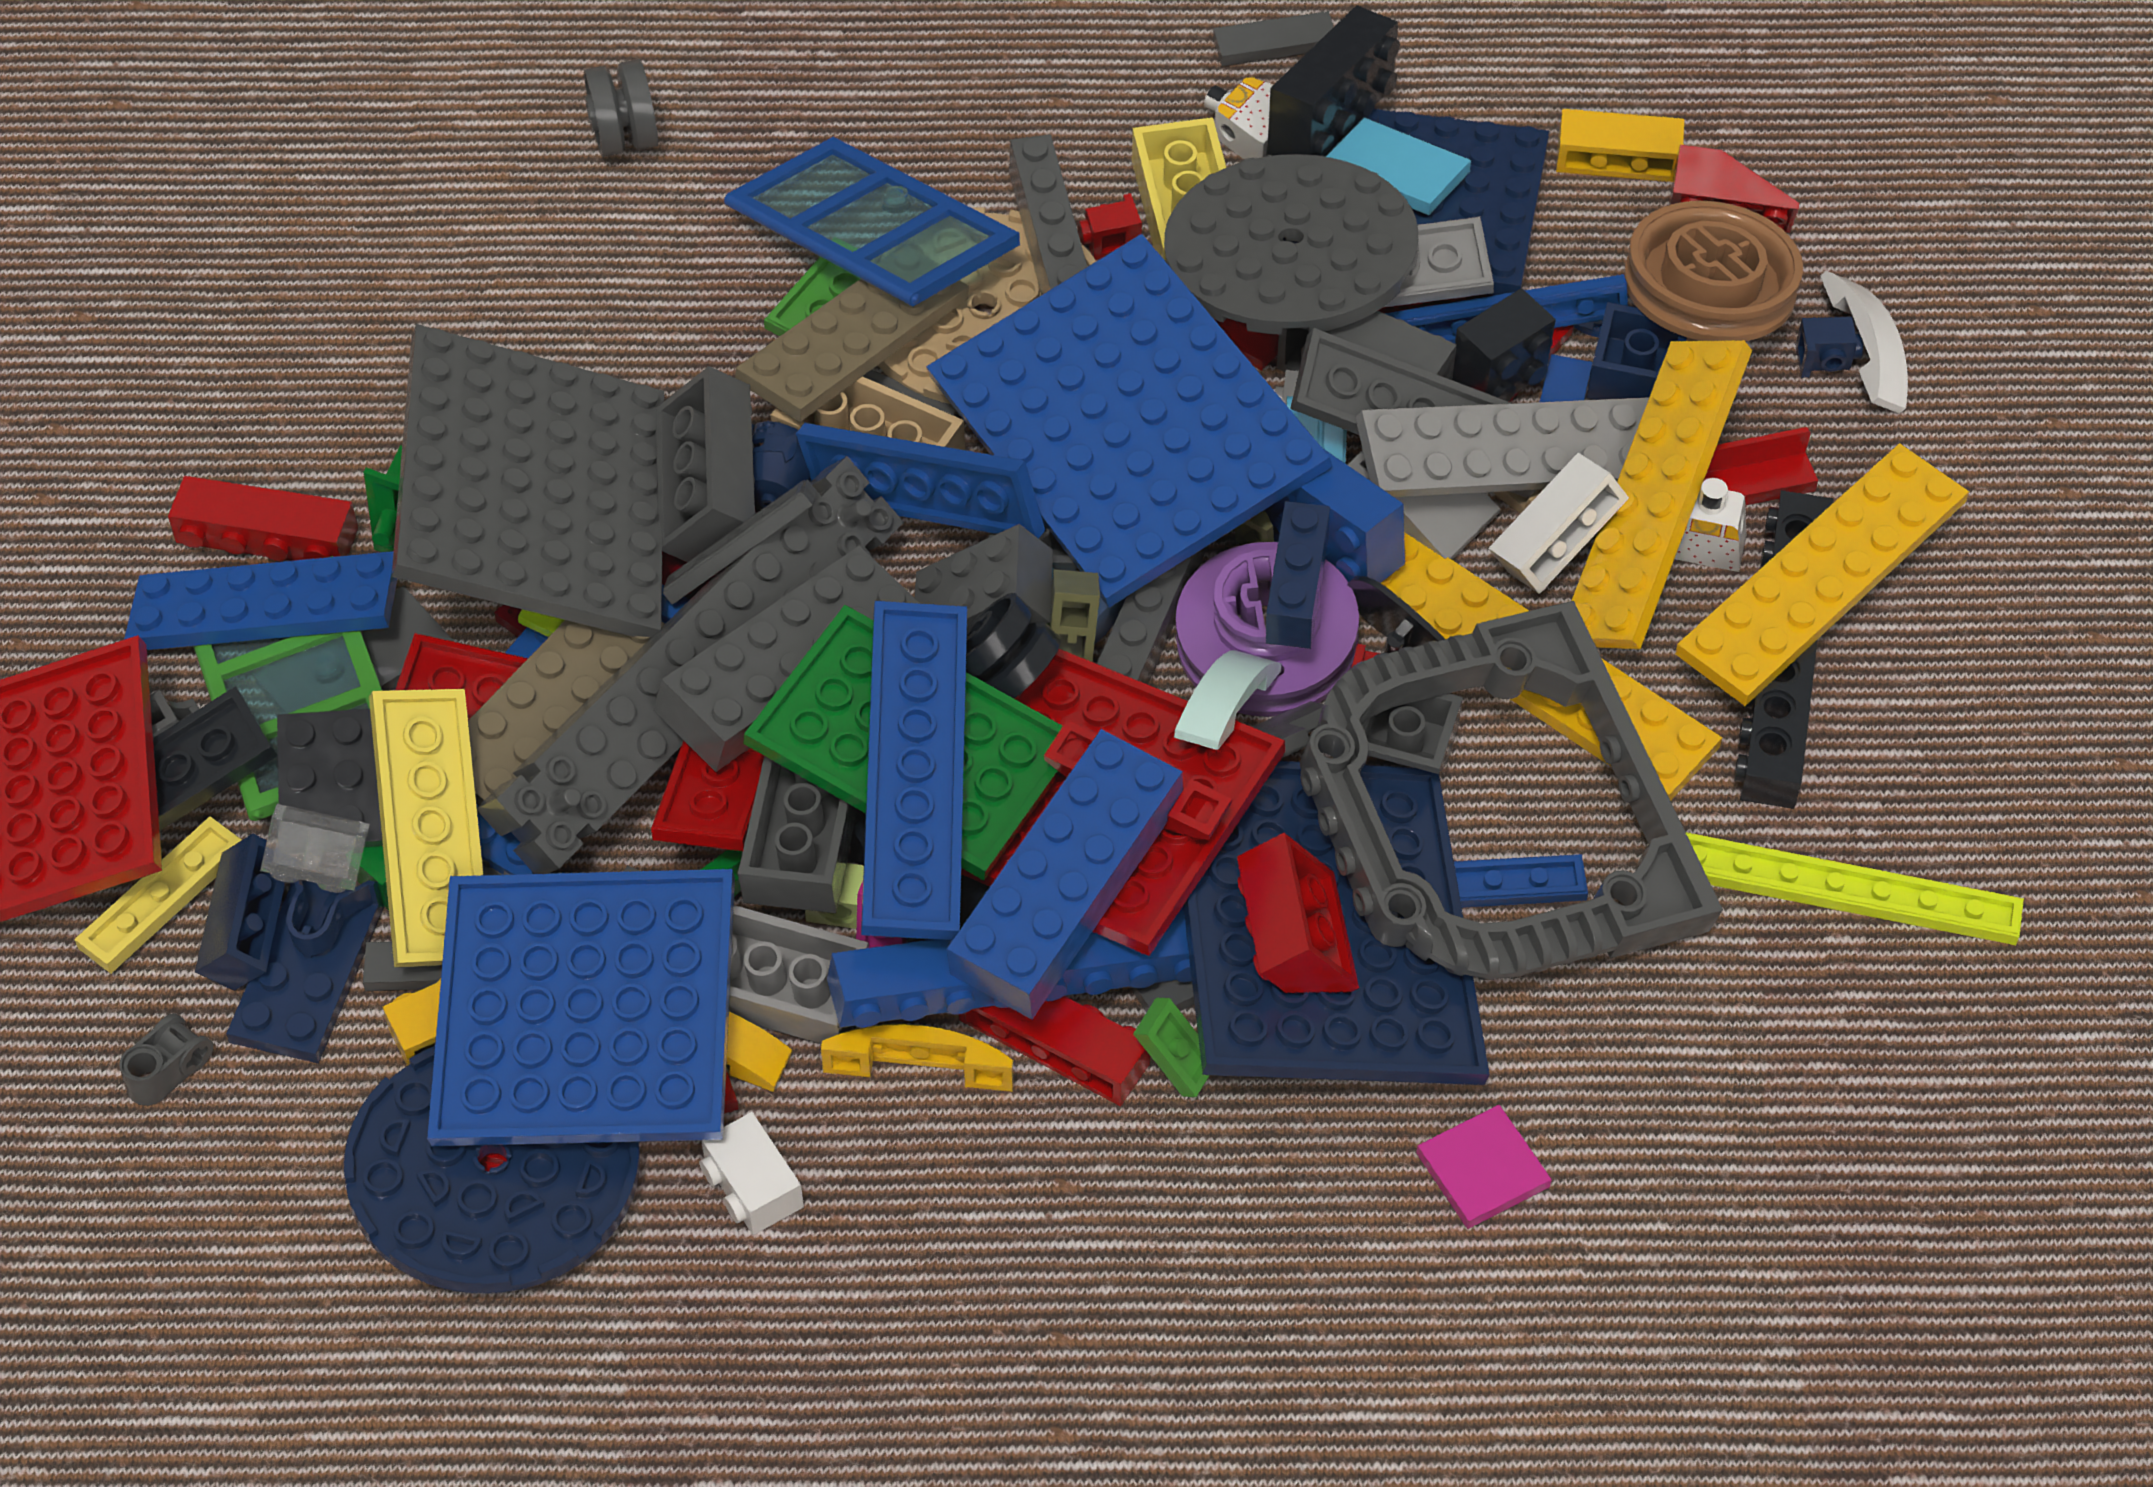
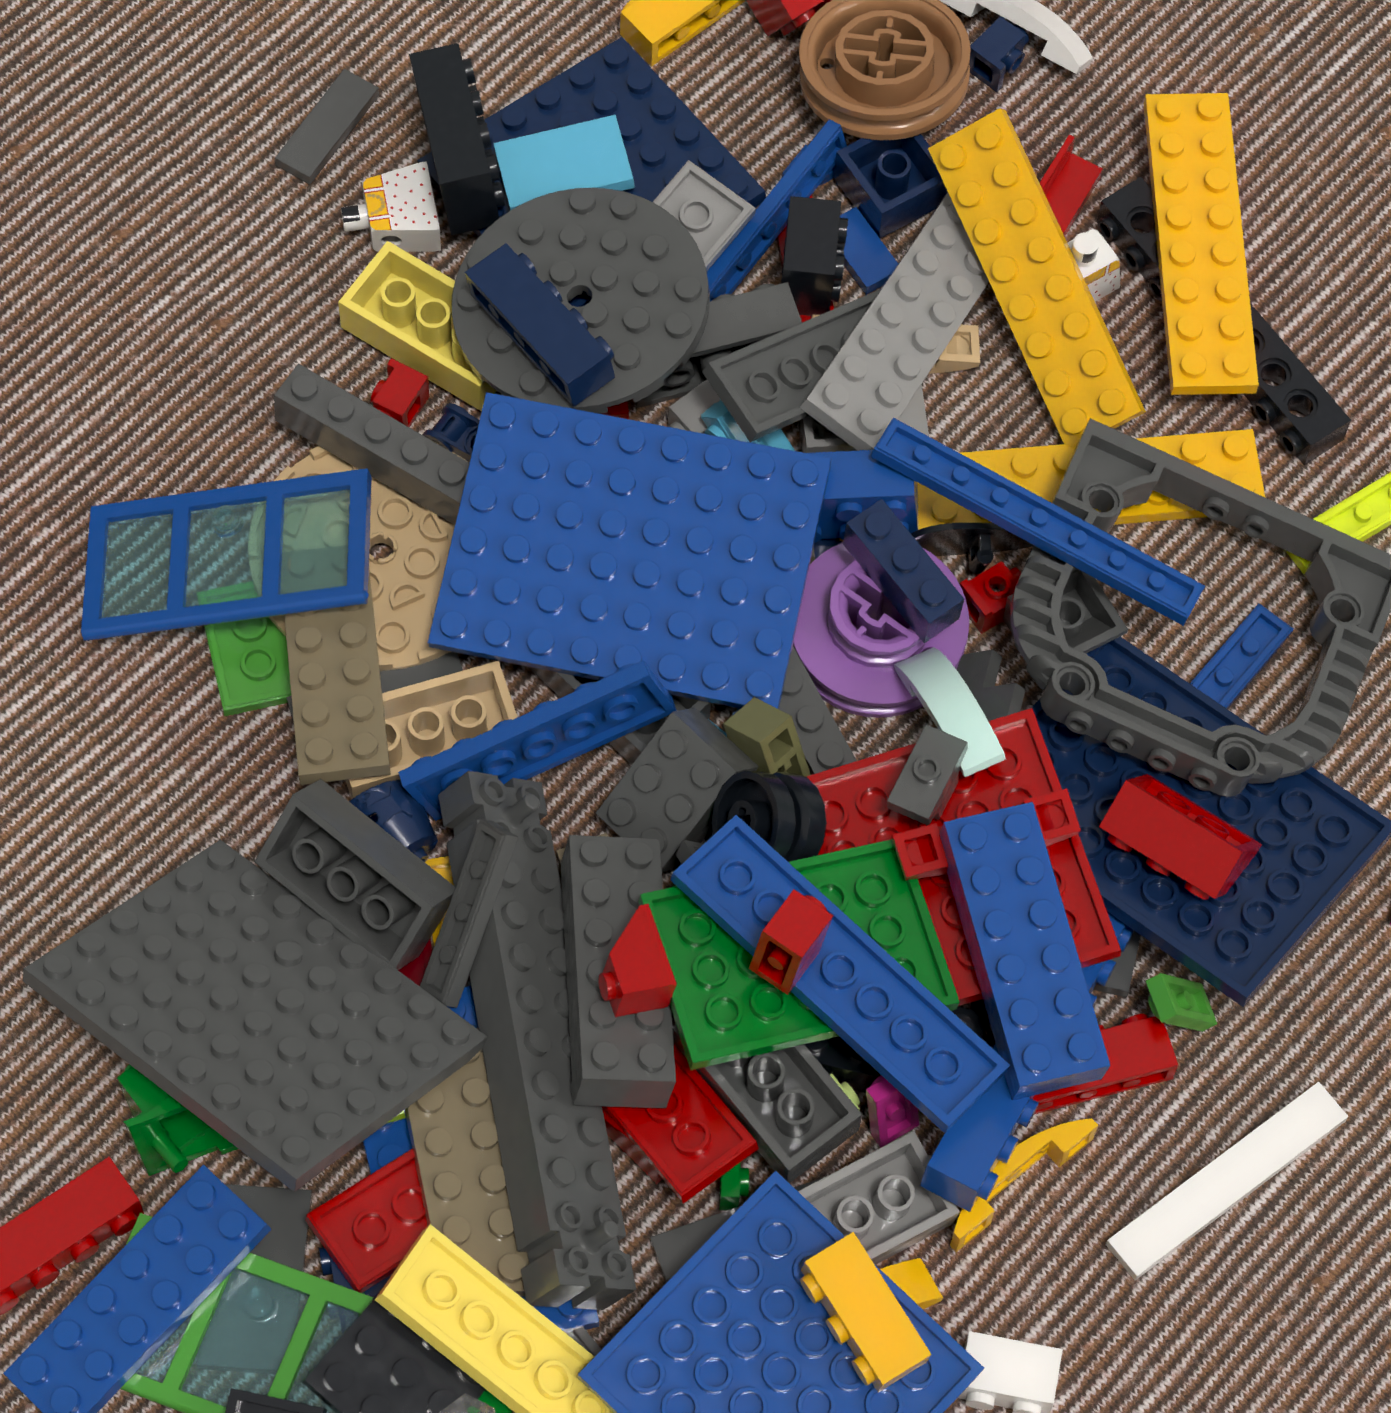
camera: 50 degrees left, 10 degrees up
(673, 1008) = (864, 1313): none -> yellow brick
(779, 640) = (637, 969): none -> red slope
(886, 695) = (791, 941): none -> red brick
(1072, 1204) = (1226, 1181): none -> white tile
(1143, 709) = (928, 776): none -> dark grey brick
(1231, 222) = (540, 324): none -> dark blue brick
(1439, 626) = (1038, 521): none -> blue tile
(1559, 522) = (991, 361): white brick -> none

